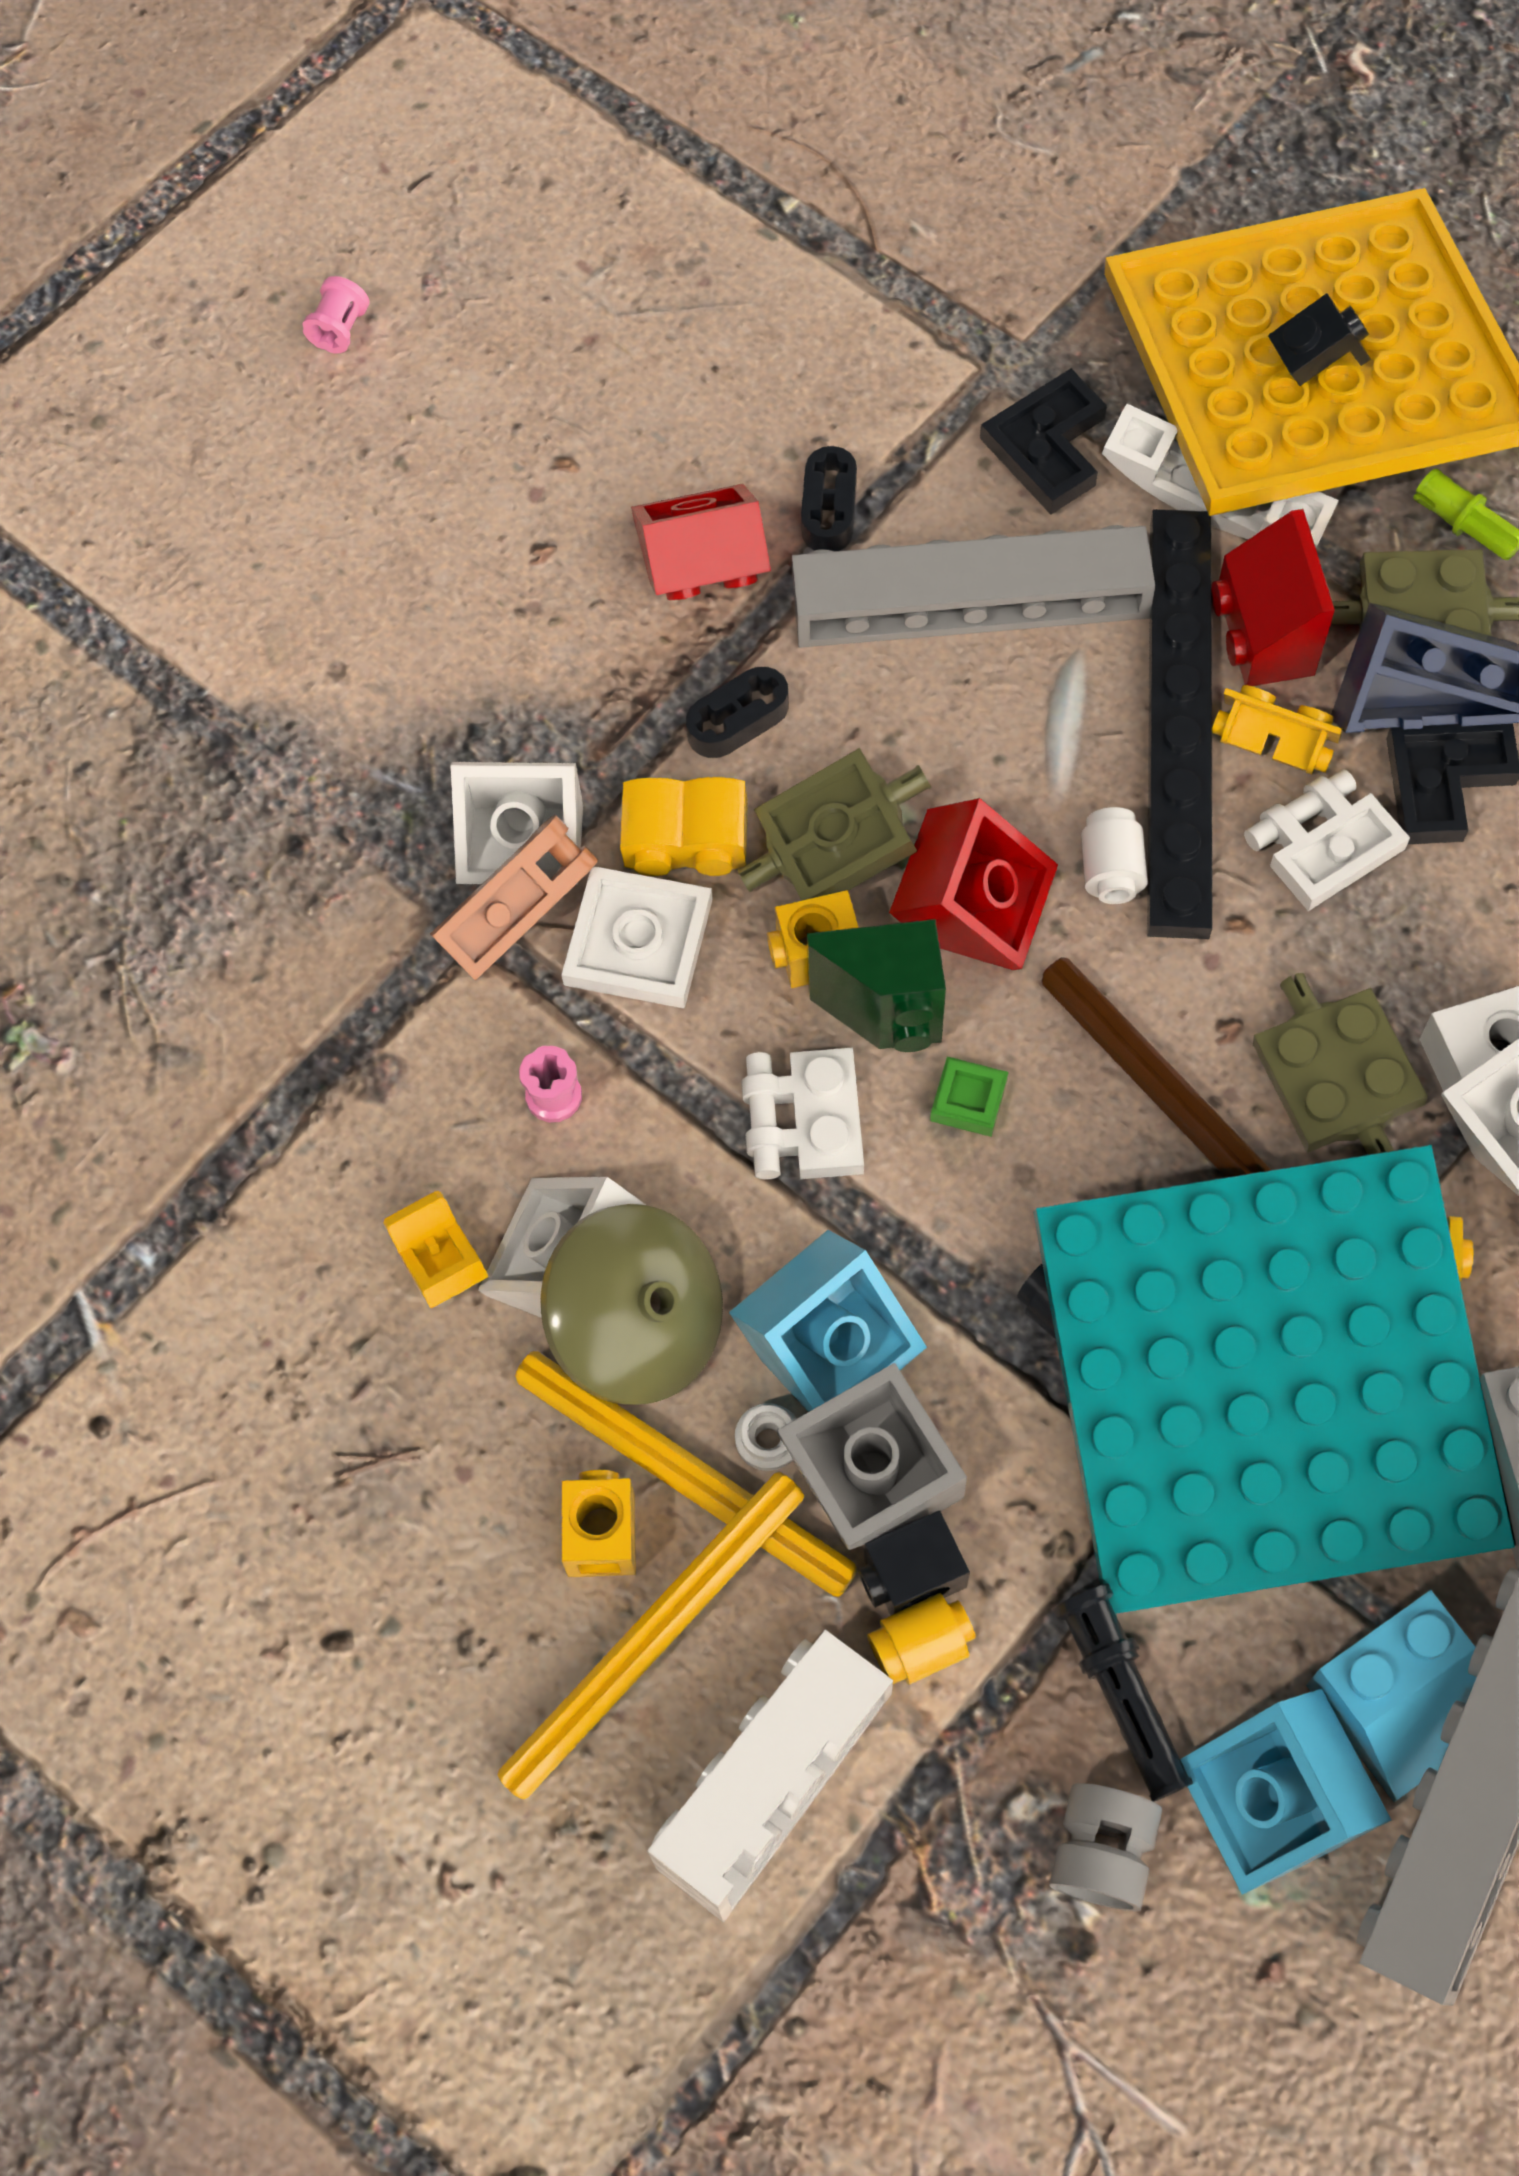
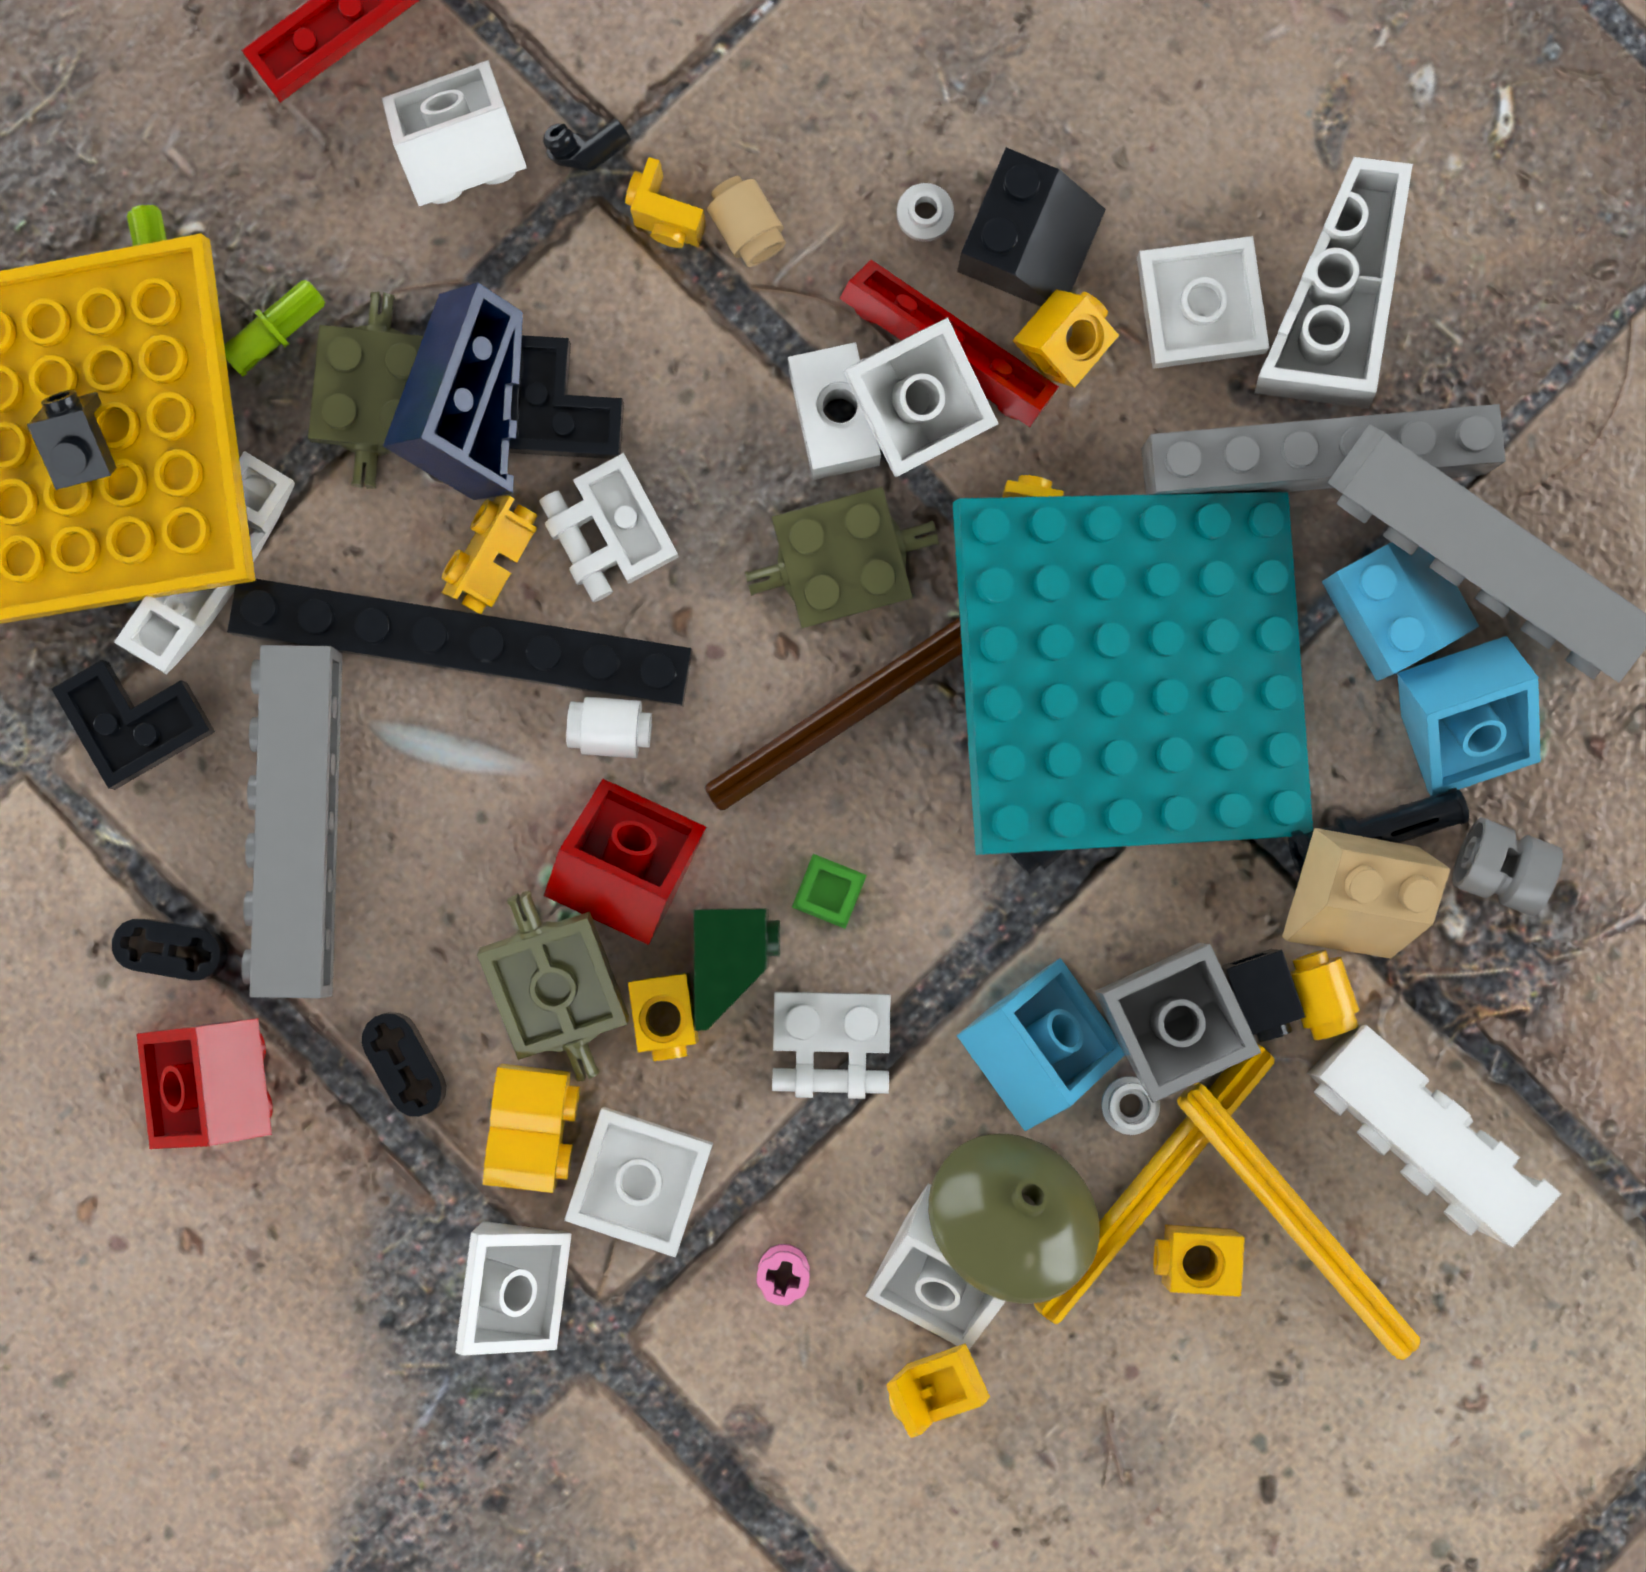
camera: 90 degrees left, 20 degrees up
(513, 899) = (592, 1298): plate -> none
(1047, 1663) = (1364, 894): none -> tan slope
(1275, 603) = (361, 535): red slope -> none

